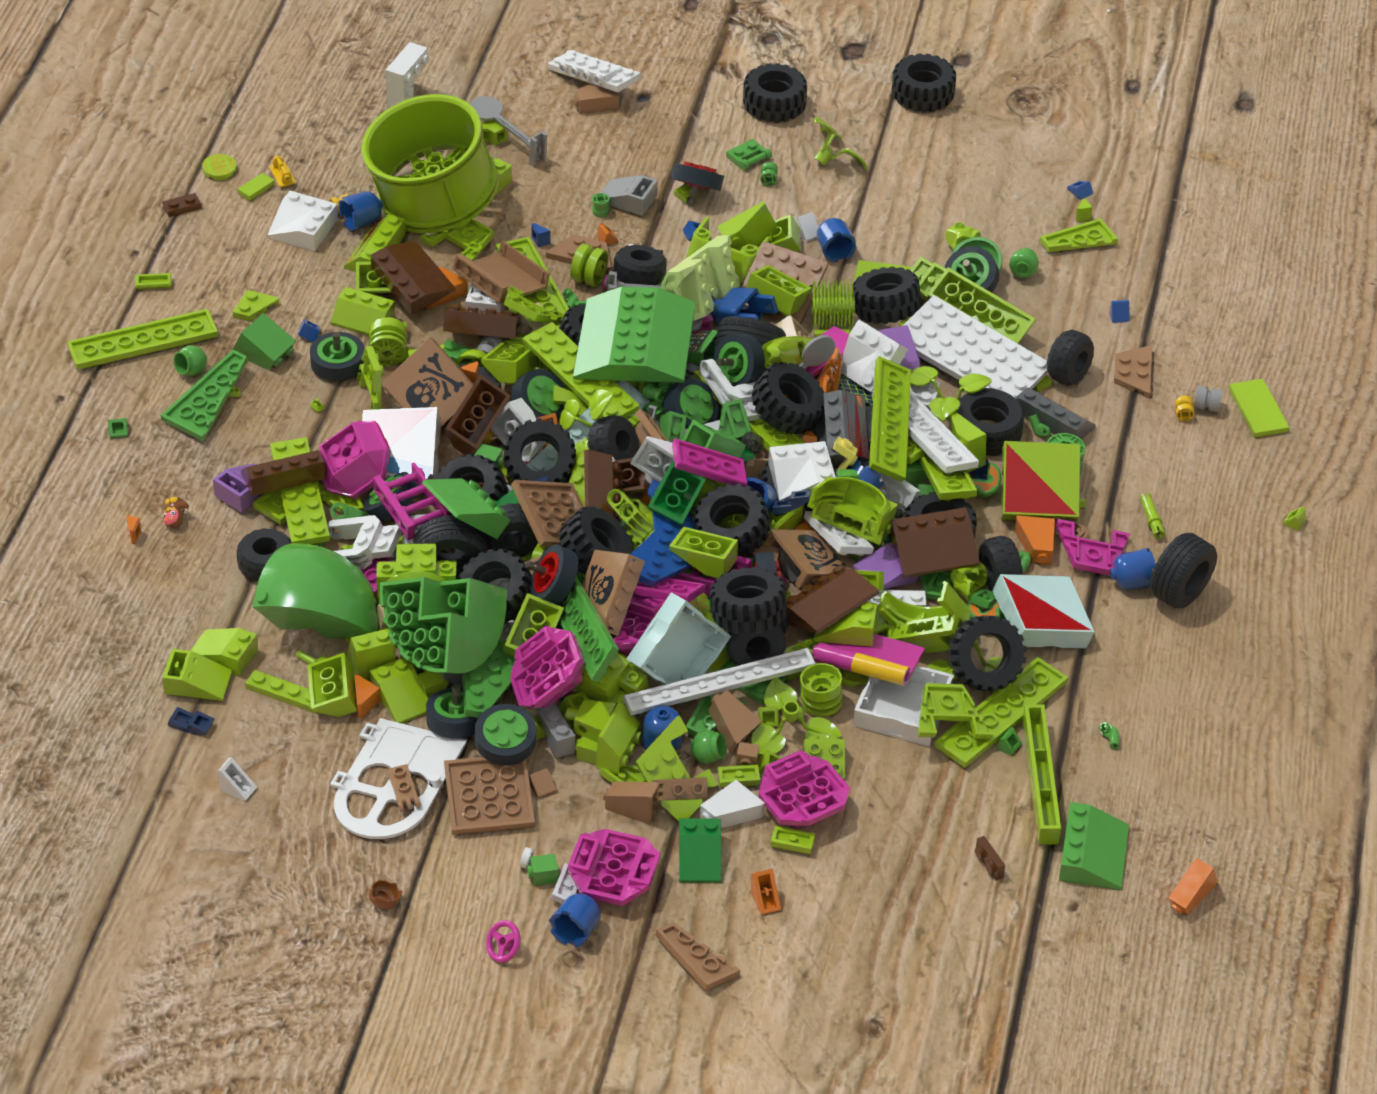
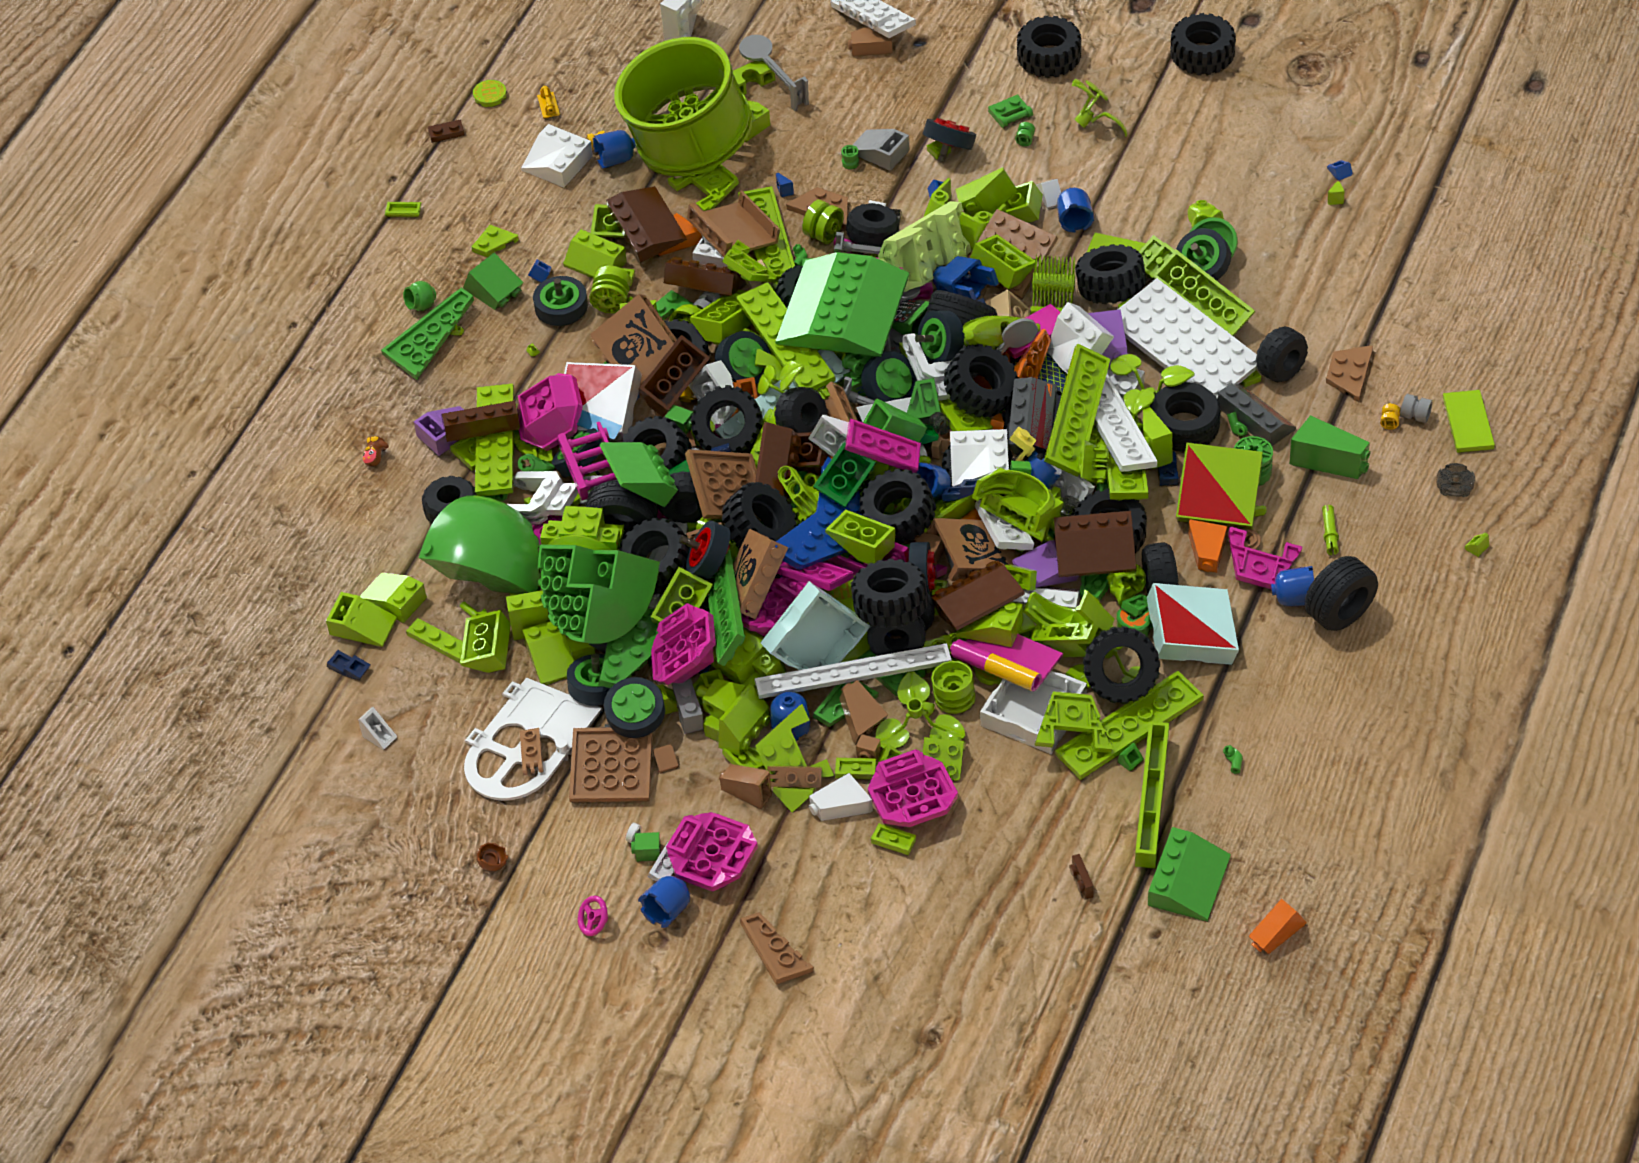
camera: 15 degrees right, 5 degrees up
(118, 428) = (340, 359): bright green slope -> none
(134, 528) = (333, 464): orange slope -> none
(142, 339) = (380, 269): lime plate -> none
(256, 186) = (520, 116): lime tile -> none
(366, 695) = (516, 654): orange slope -> none
(371, 376) = (584, 324): lime wing -> none
(383, 233) = (631, 176): lime slope -> none
(471, 371) = (678, 328): orange slope -> none
(606, 234) = (850, 189): orange slope -> none
(673, 425) = (863, 401): bright green panel -> none
(699, 850) = (801, 841): green slope -> none
(708, 746) = (831, 736): bright green piece -> none
(765, 891) = (854, 890): orange slope -> none
(769, 716) = (897, 709): lime slope -> none
(914, 462) = (1091, 458): none -> lime hinge
(988, 487) = (1166, 487): bright green animal -> none
(1024, 263) = (1260, 247): bright green piece -> none
(1025, 559) = (1190, 564): bright green arm -> none
(1085, 235) = (1329, 221): lime wing -> none
(1119, 311) = (1348, 306): blue slope -> none
(1136, 441) = (1329, 449): none -> bright green slope
(1269, 464) = (1456, 489): none -> clear smoke plate

